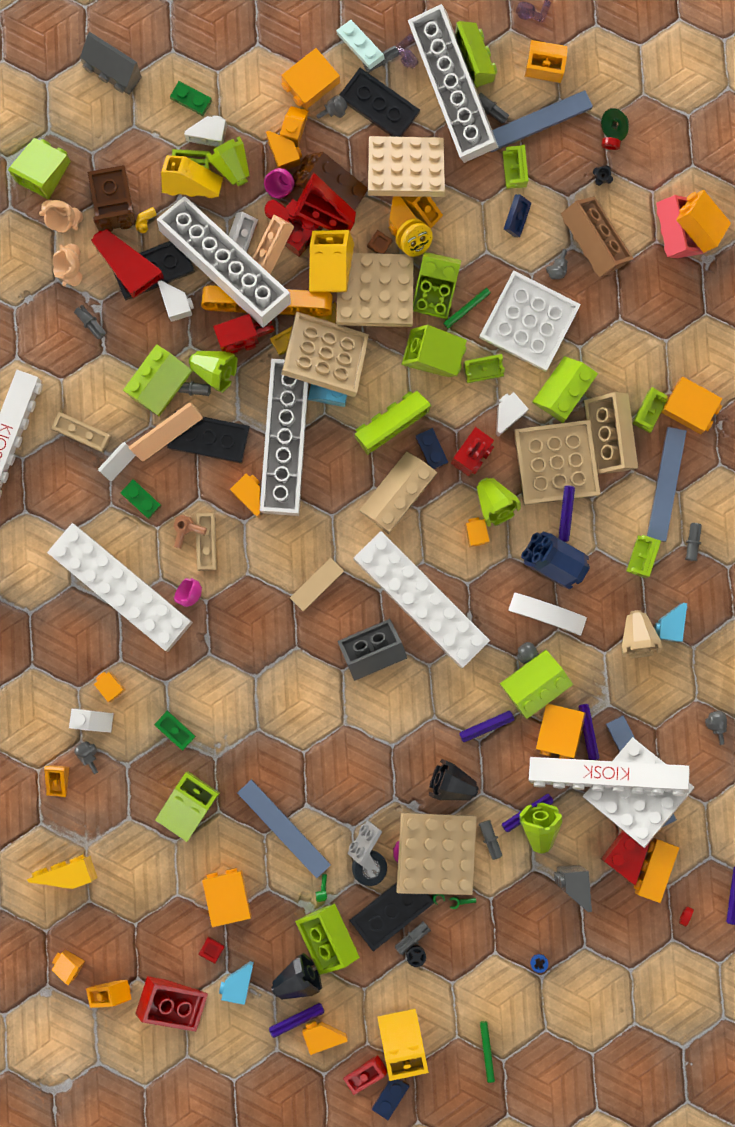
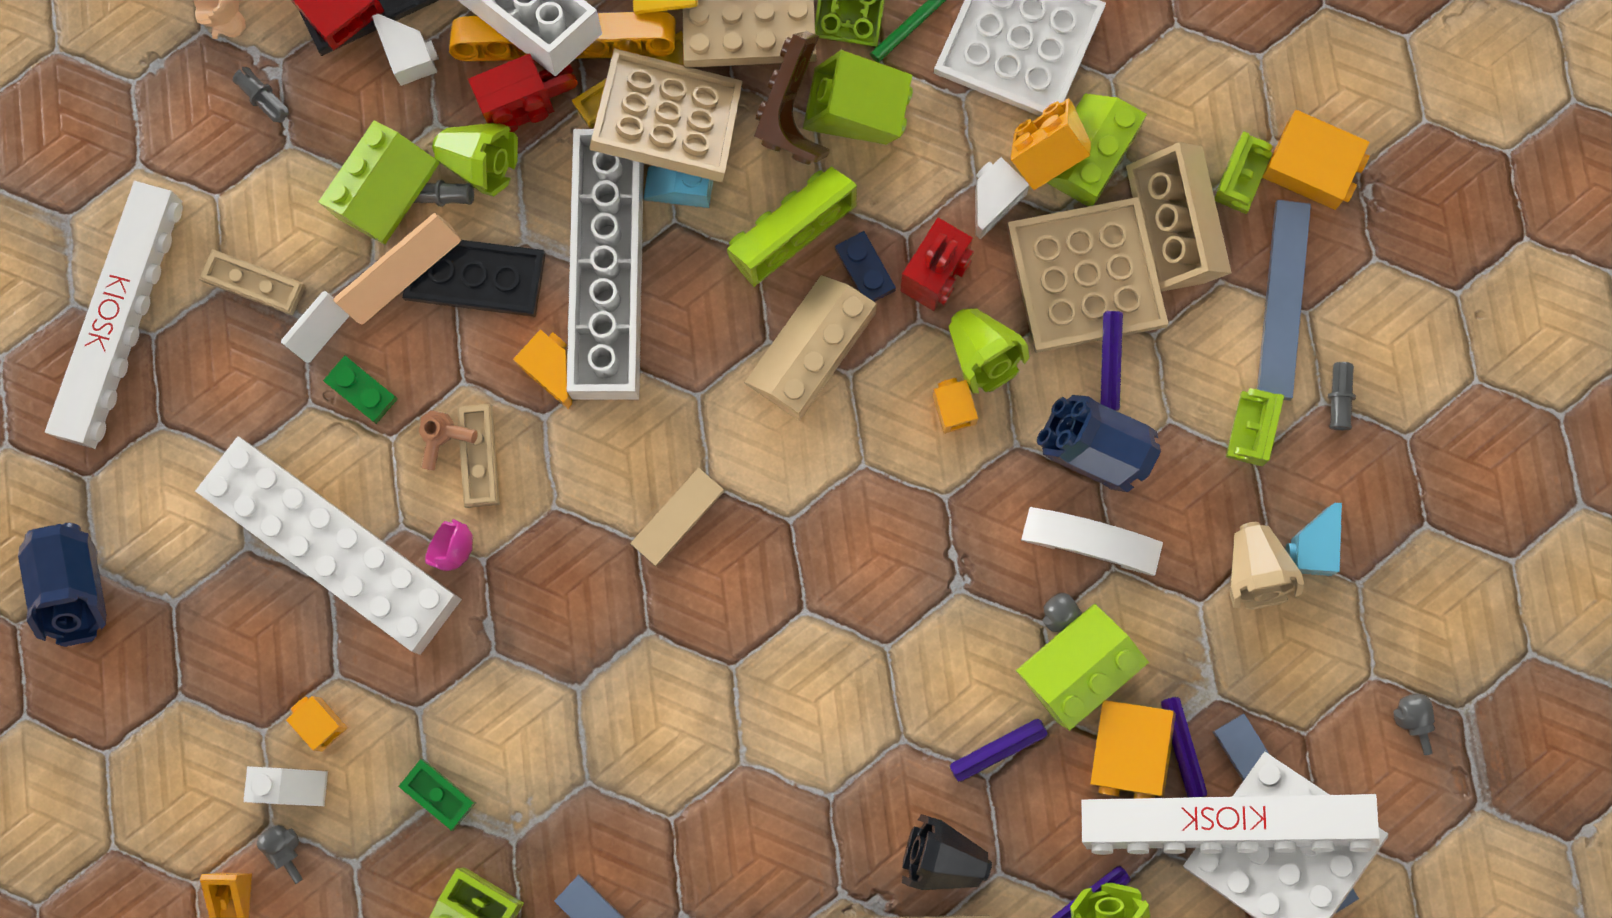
camera: 10 degrees right, 5 degrees down
(372, 649) = (783, 625): dark grey slope -> none
(388, 365) = (775, 116): none -> reddish brown bracket
(421, 599) = (864, 530): white brick -> none
(484, 368) = (946, 123): lime hinge -> none
(542, 386) = (1050, 144): none -> light orange slope

